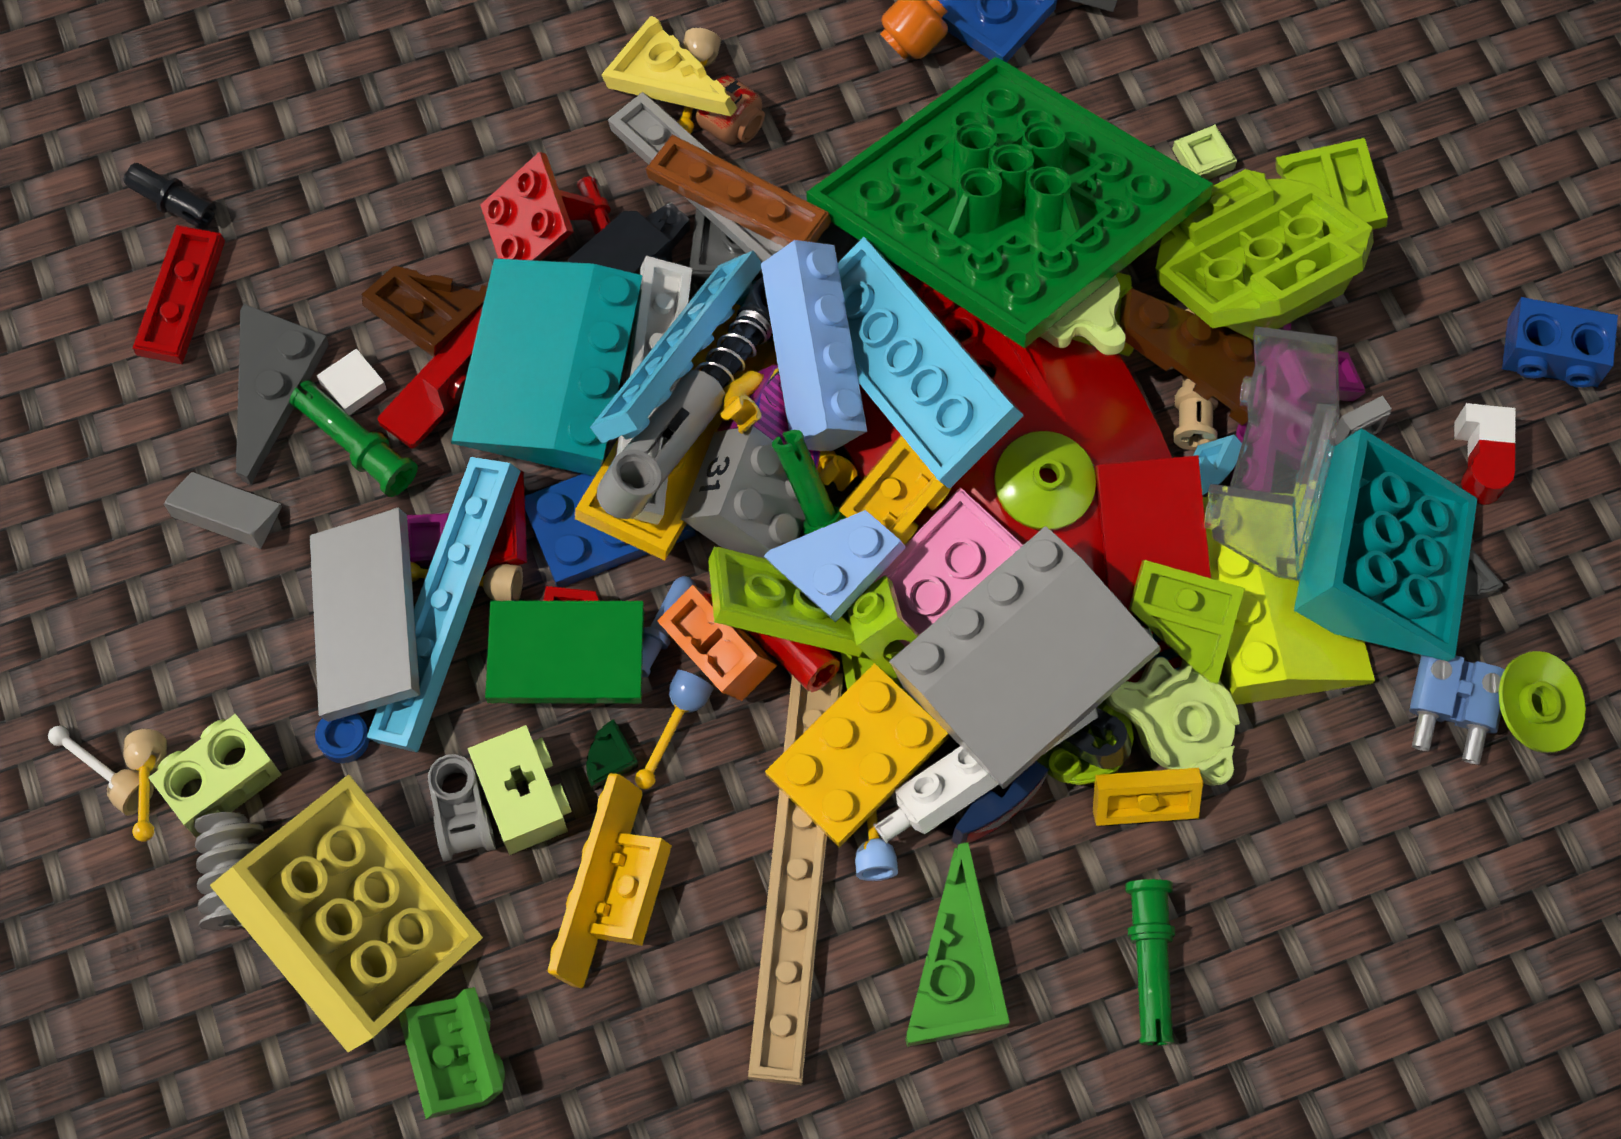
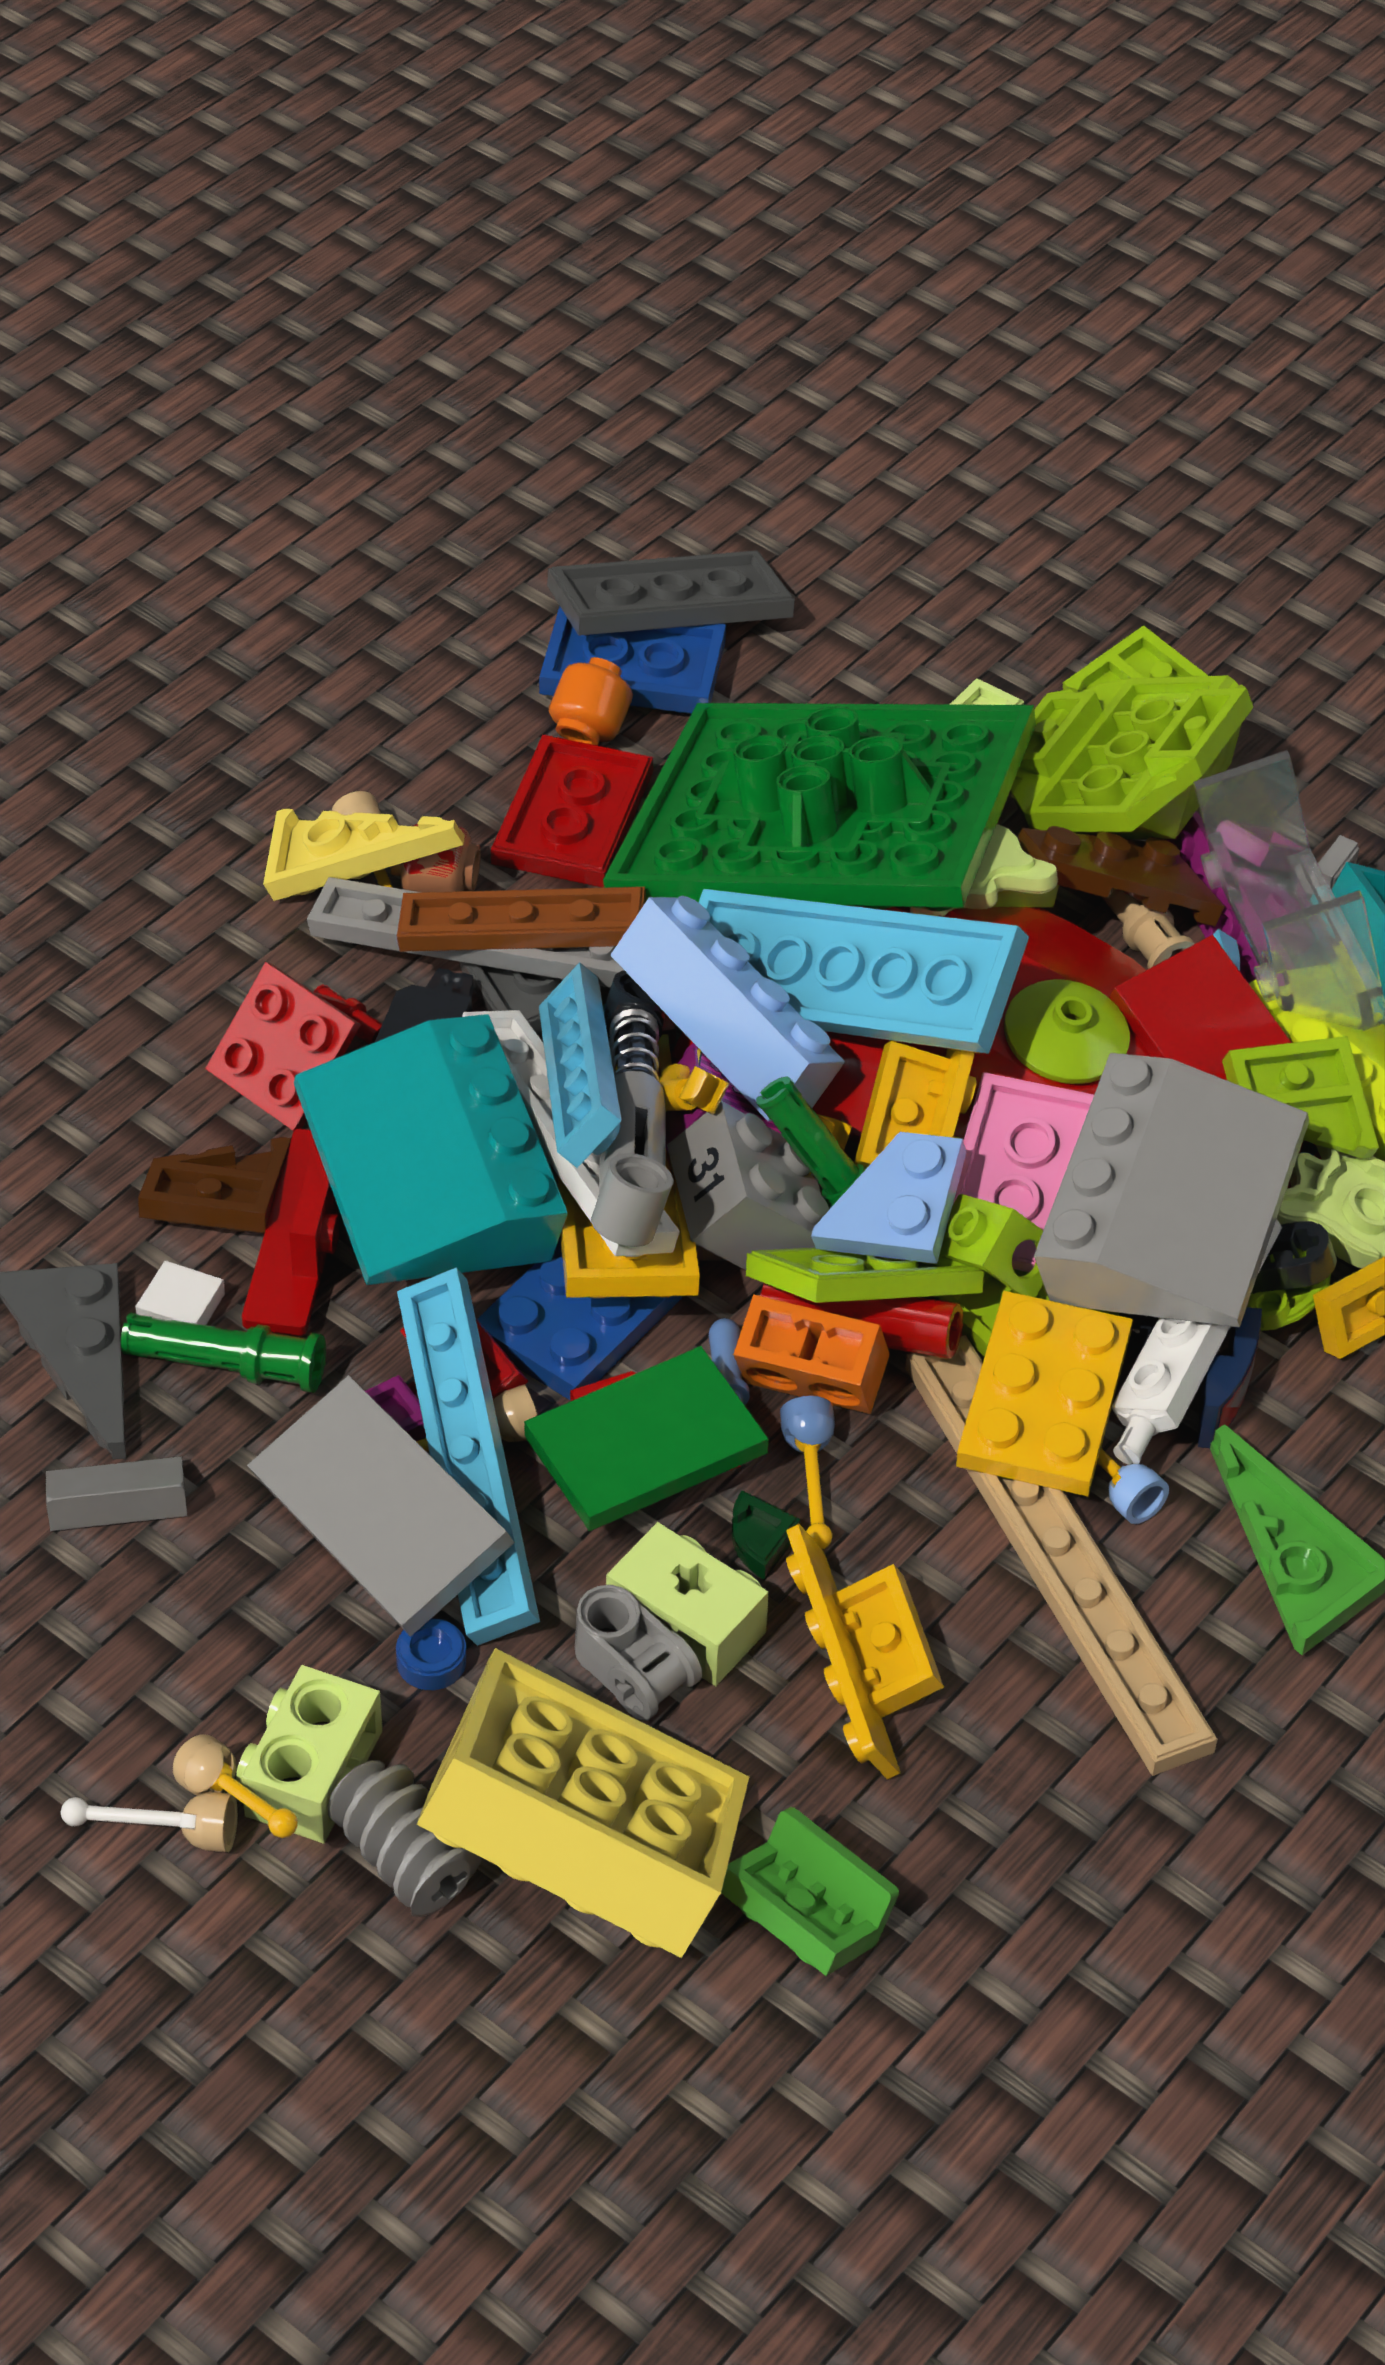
camera: 30 degrees left, 20 degrees down
(855, 104) = (572, 810): none -> red tile

